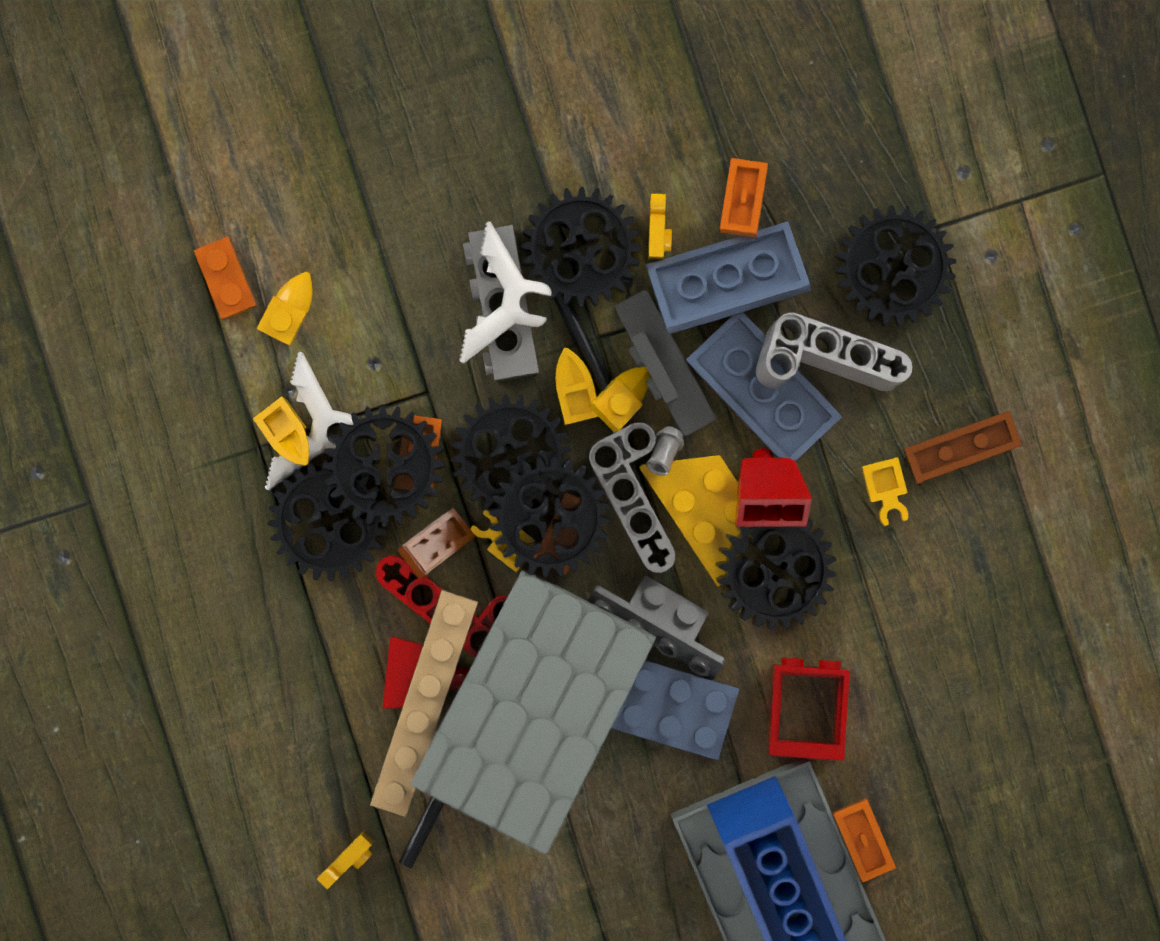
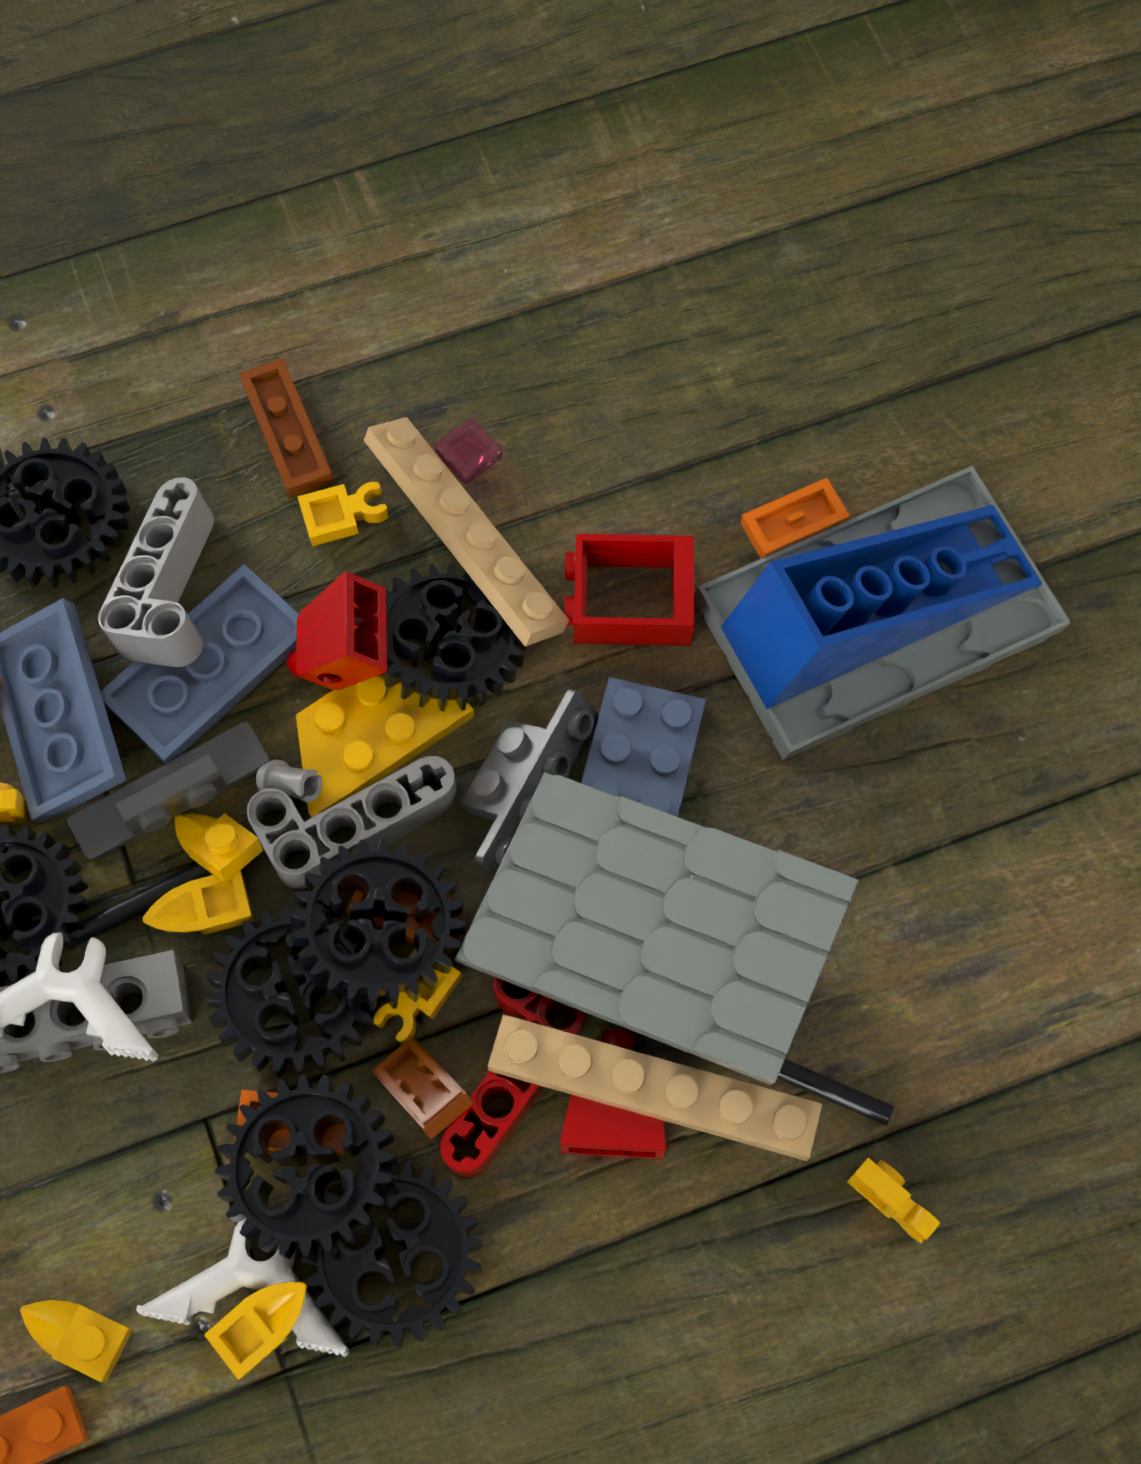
camera: 100 degrees left, 20 degrees down
(864, 585) = (466, 531): none -> tan plate
(935, 589) = (468, 451): none -> clear pink plate

